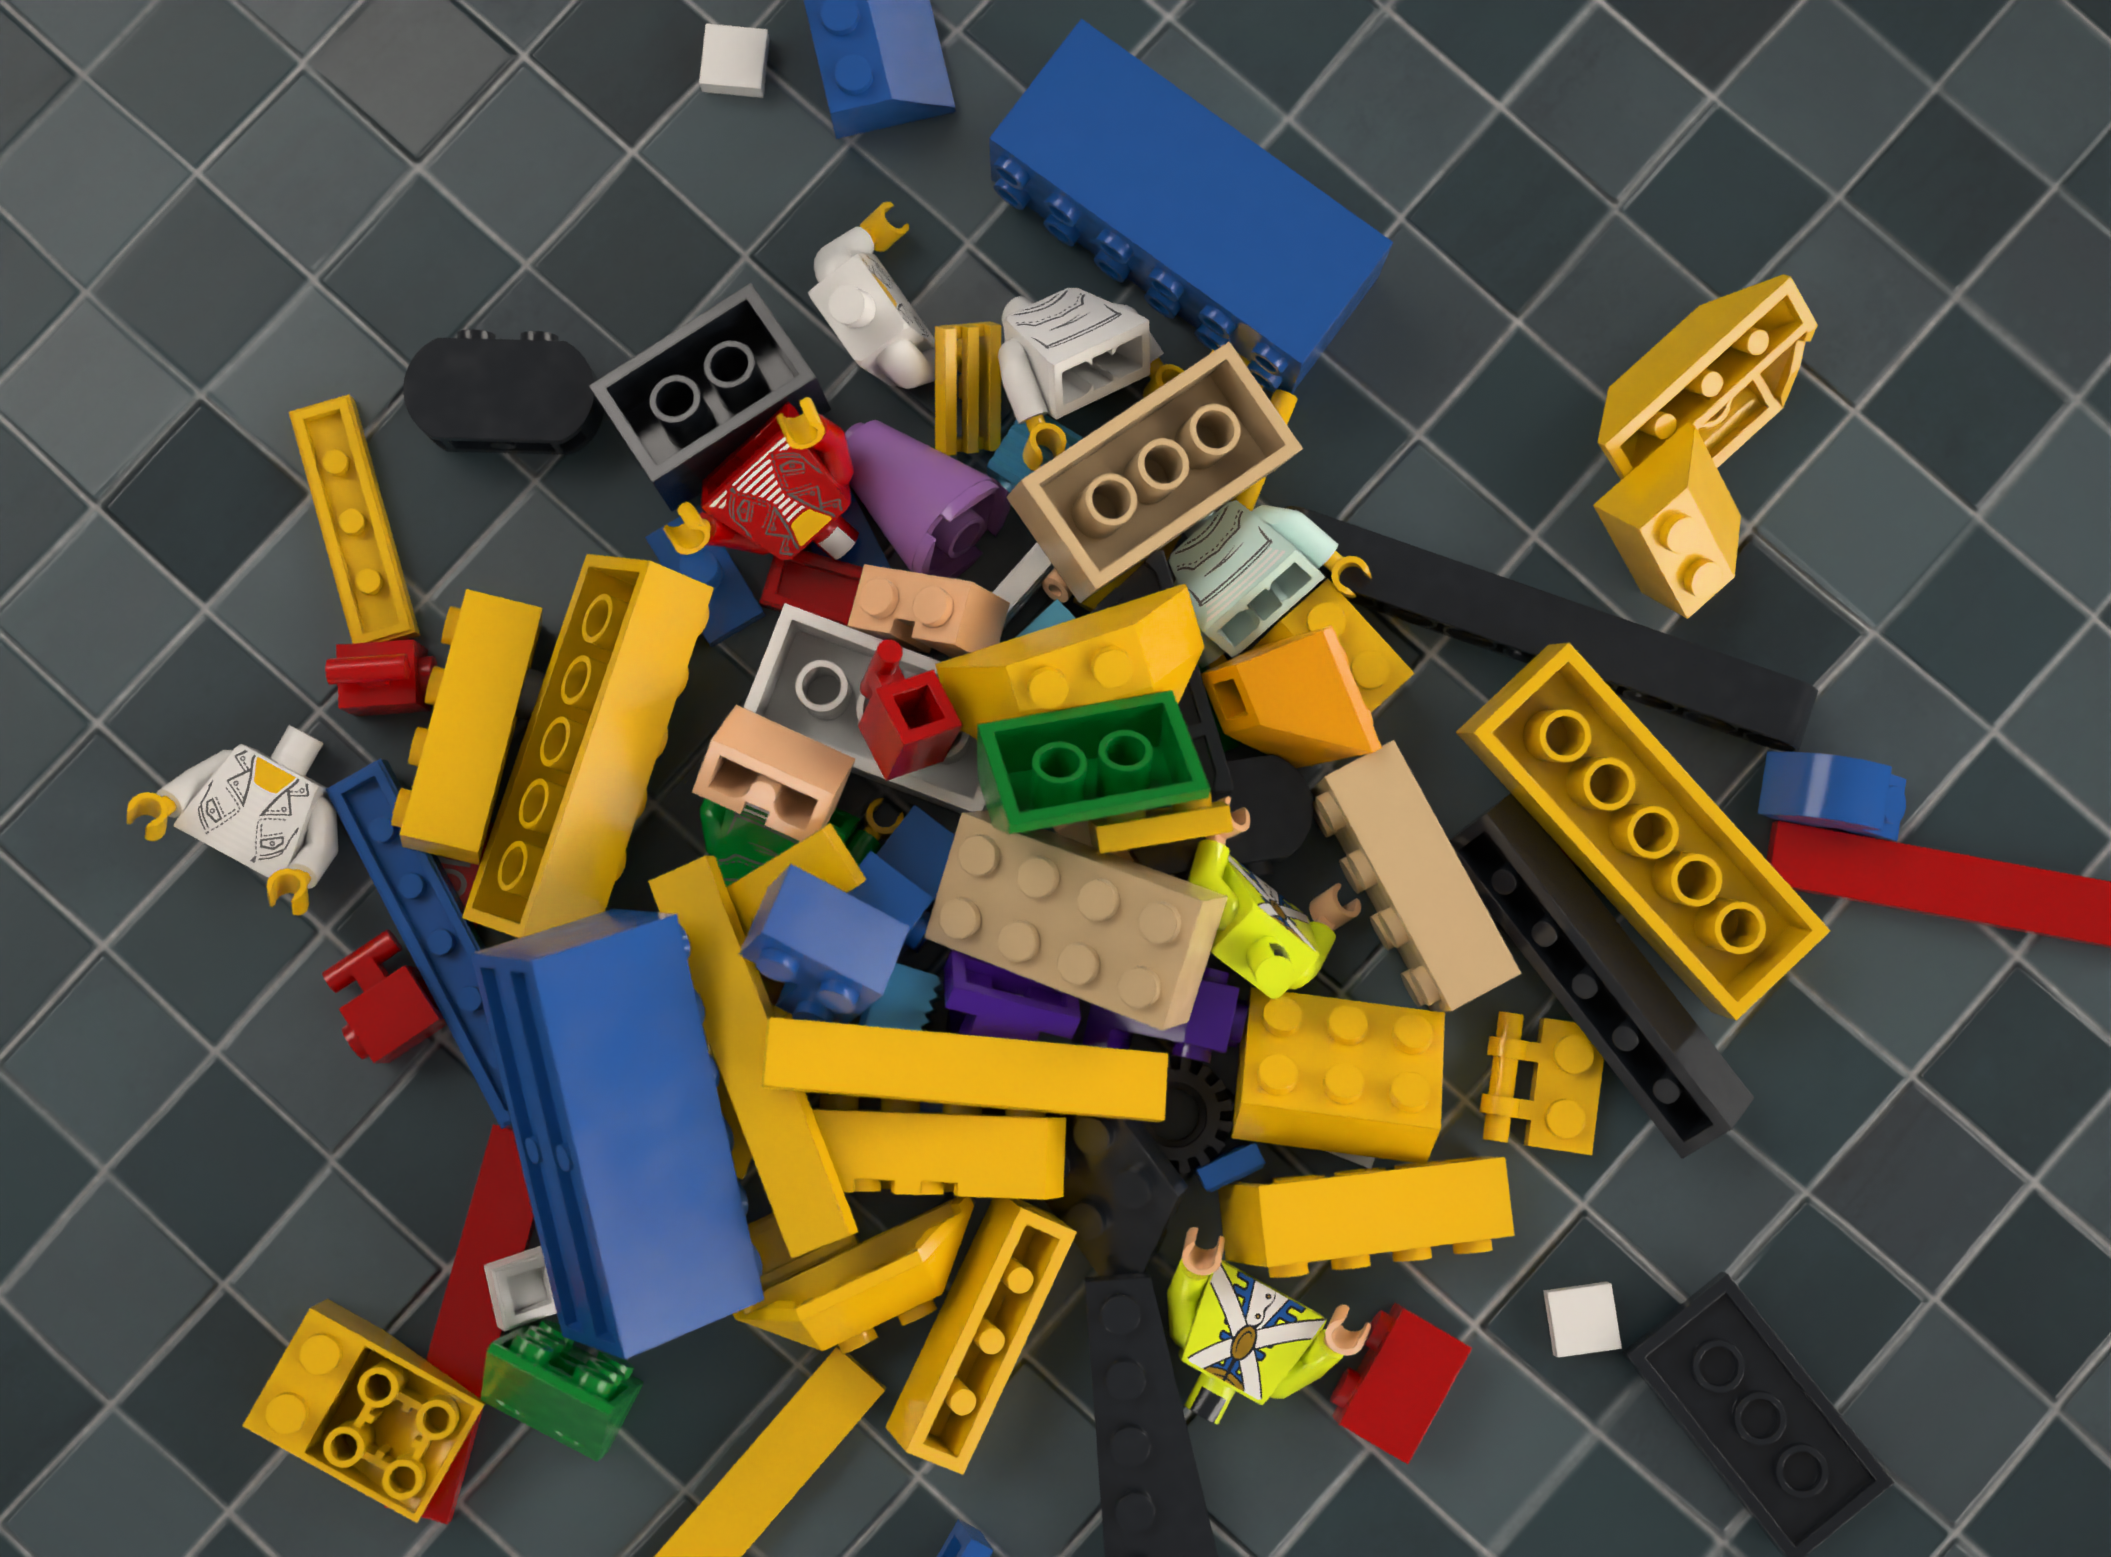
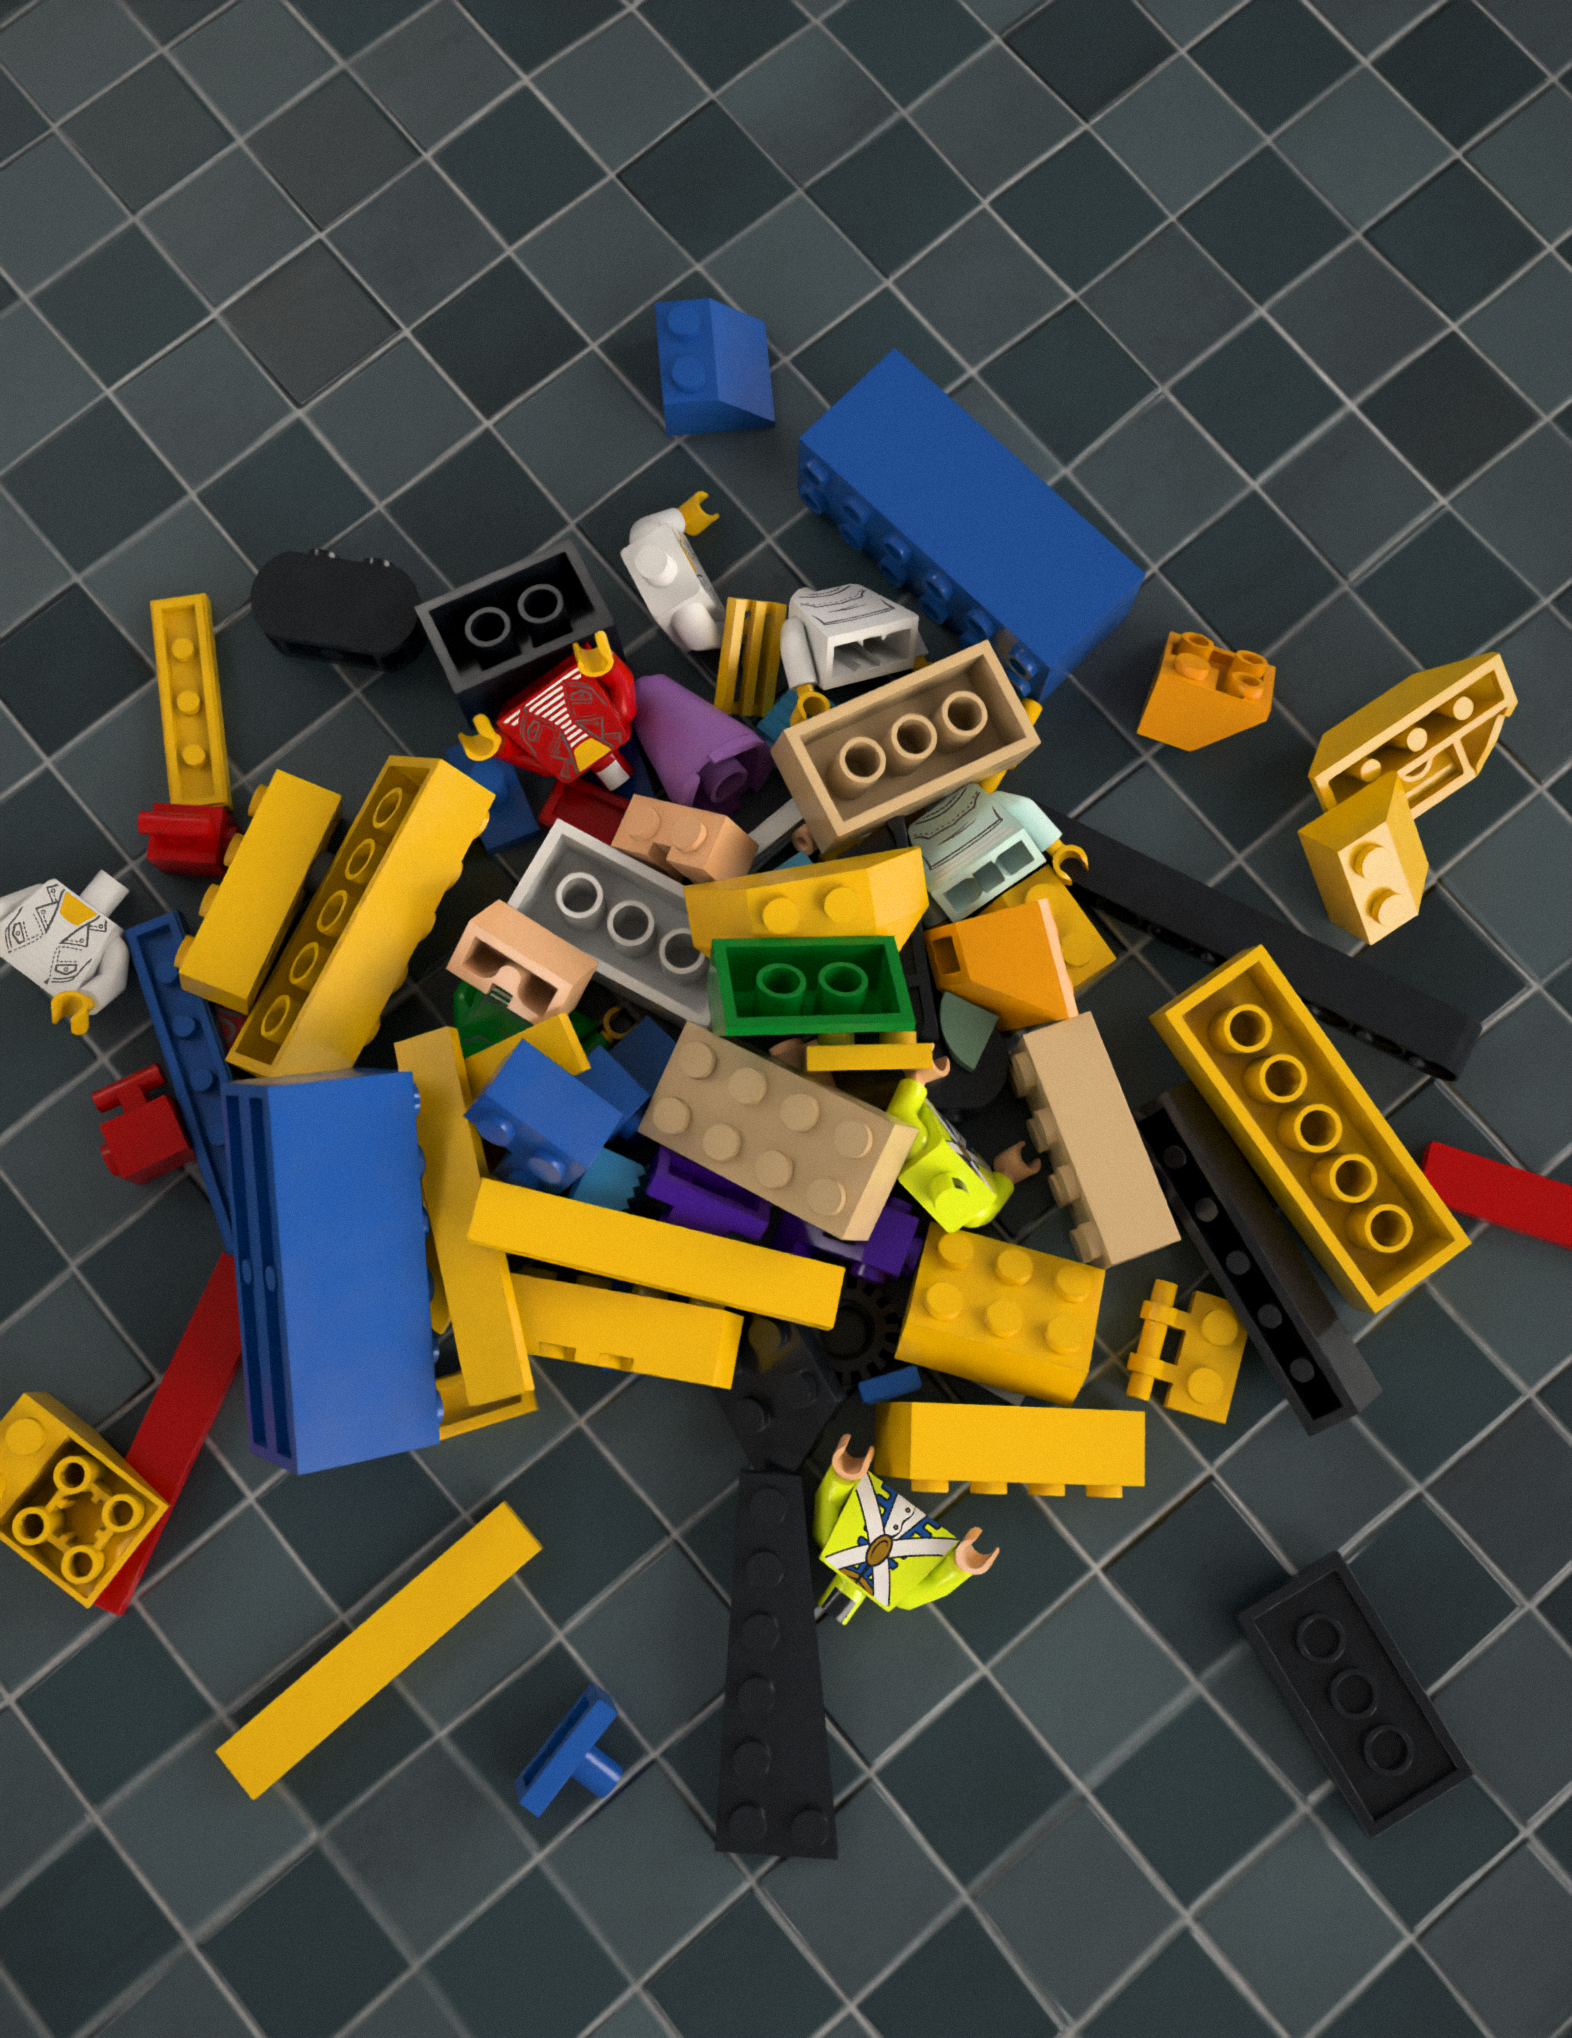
camera: 10 degrees right, 5 degrees down
(520, 1289) = (219, 1406): white tile -> none
(560, 1387) = (240, 1500): green slope -> none
(734, 60) = (588, 357): white tile -> none
(867, 1283) = (539, 1445): yellow wedge -> none
(907, 719) = (650, 928): red brick -> none
(979, 1332) = (635, 1506): yellow brick -> none
(1260, 774) = (964, 1029): none -> sand green tile
(1398, 1381) = (1019, 1609): red brick -> none
(1474, 358) = (1205, 693): none -> light orange slope
(1582, 1319) = (1198, 1577): white tile -> none
(1833, 793) = (1487, 1121): blue brick -> none

